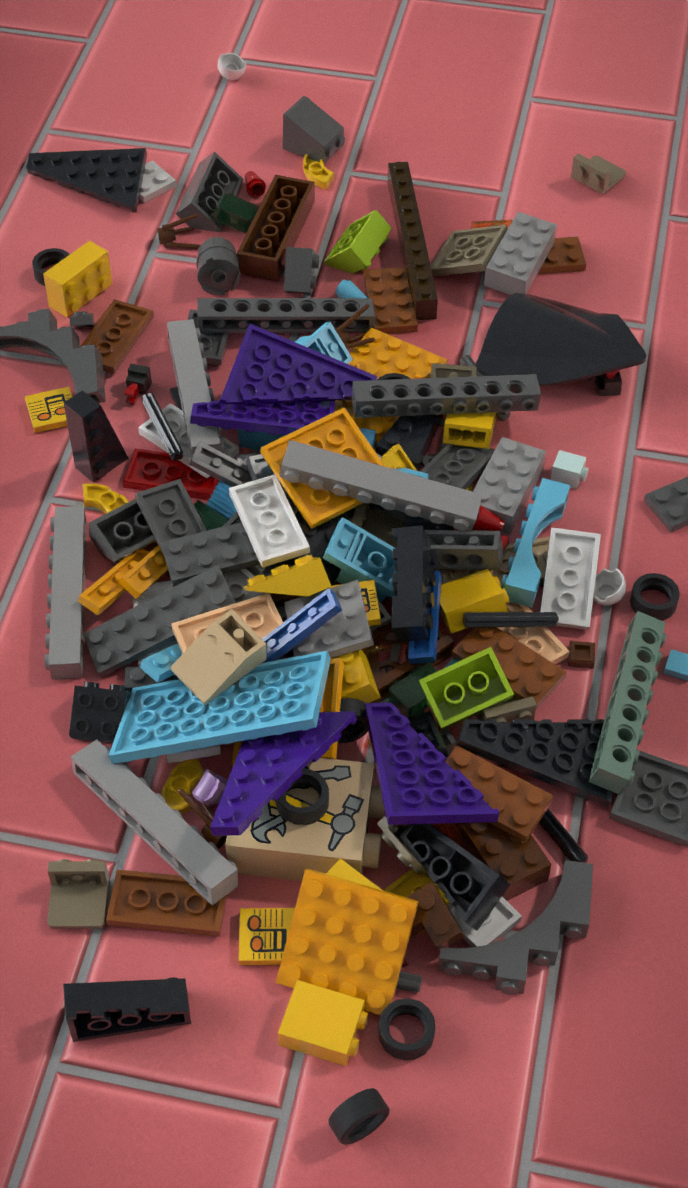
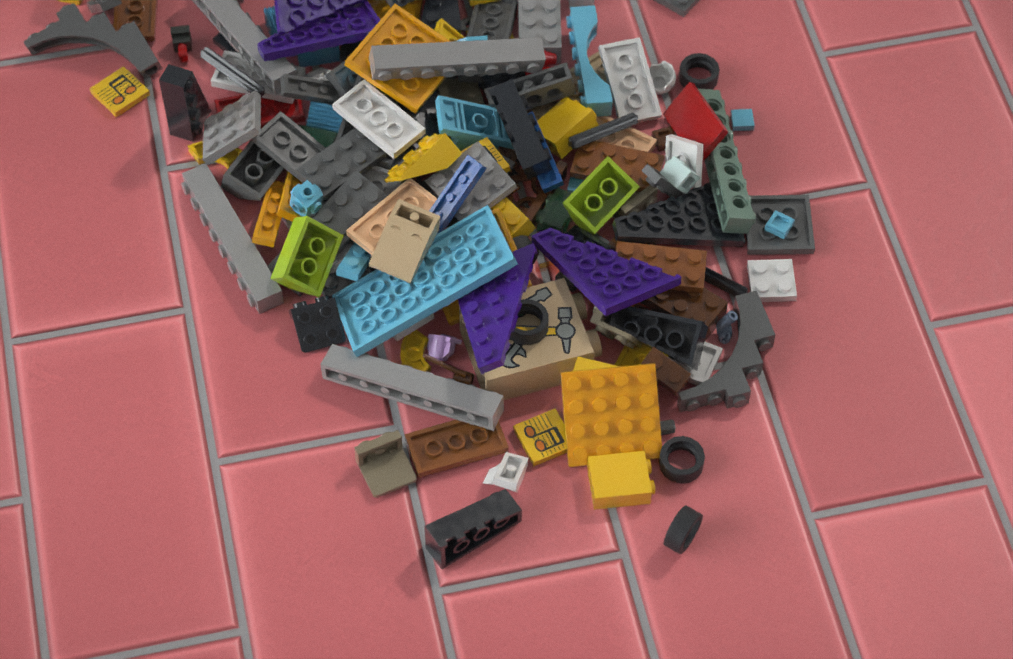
camera: 25 degrees left, 5 degrees up
(121, 637) = (307, 256): none -> lime slope
(126, 478) = (232, 127): none -> light grey plate
(151, 576) = (306, 198): none -> medium azure brick
(204, 962) = (508, 473): none -> white slope
(537, 892) = (724, 327): none -> sand blue arm
(545, 698) = (657, 180): none -> dark grey plate
(567, 698) = (679, 174): none -> light aqua brick
(582, 685) = (686, 150): none -> white plate
(617, 648) = (695, 119): none -> red tile
(622, 859) = (772, 279): none -> white plate
(660, 798) = (779, 224): none -> medium azure tile

